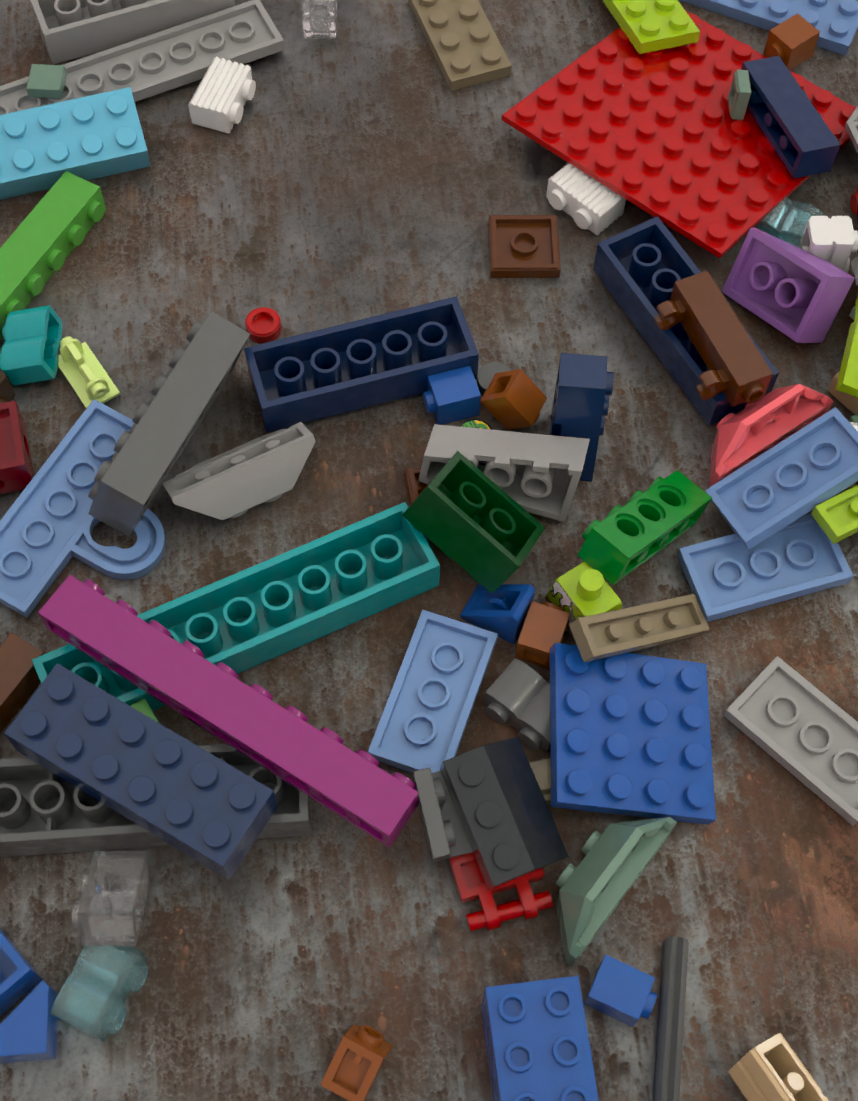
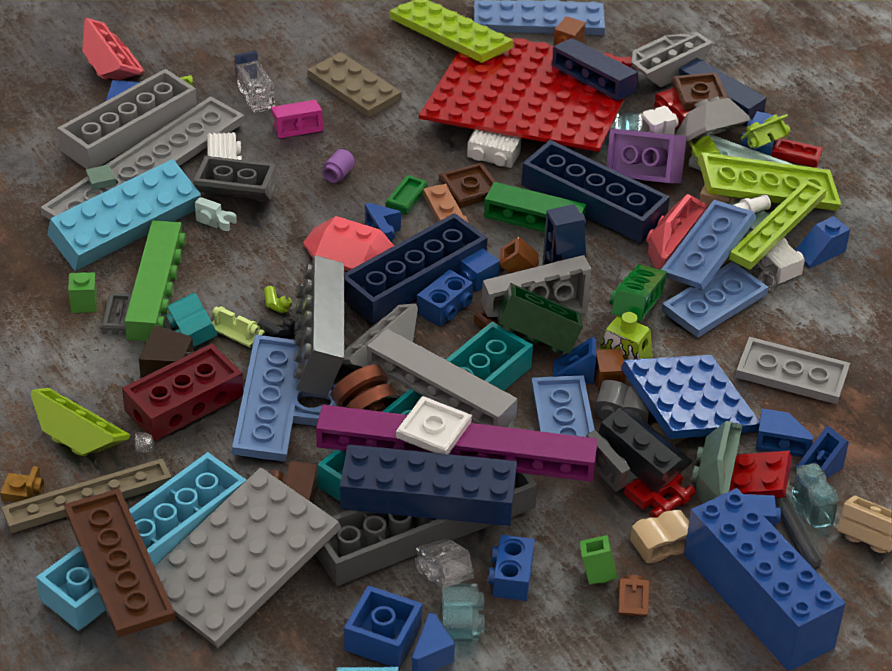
camera: 25 degrees left, 20 degrees down
(131, 393) = (274, 330): none -> black arm
(154, 181) = (212, 215): none -> light aqua plate
(157, 347) = (272, 302): none -> lime arm
(163, 564) = (365, 390): none -> copper wheel
(193, 678) = (433, 426): none -> white tile
(209, 139) = (236, 178): none -> dark grey slope
(226, 941) = (513, 567): none -> blue brick
(268, 592) = (441, 380): none -> light grey brick
(297, 293) = (346, 242): none -> coral wedge
(334, 983) = (598, 560): none -> bright green brick
(350, 66) = (297, 118): none -> dark pink hinge
(361, 159) = (338, 166): none -> medium lavender brick
(366, 271) = (383, 218): none -> blue slope
(377, 419) = (444, 298): none -> blue brick
(430, 233) = (406, 194): none -> green tile
(457, 970) = (660, 536): none -> tan brick
(468, 271) = (441, 202): none -> nougat plate
(584, 320) = (522, 206): none -> green brick
(638, 627) = (665, 341): dark tan plate -> none
(661, 921) = (762, 473): none -> red plate
(719, 338) = (626, 186): reddish brown brick -> none
(726, 1009) = (815, 495): none -> clear light blue brick
(735, 853) = (782, 433): none -> blue slope
(739, 94) = (559, 65): sand green tile -> none
(773, 926) = (827, 452): none -> blue slope

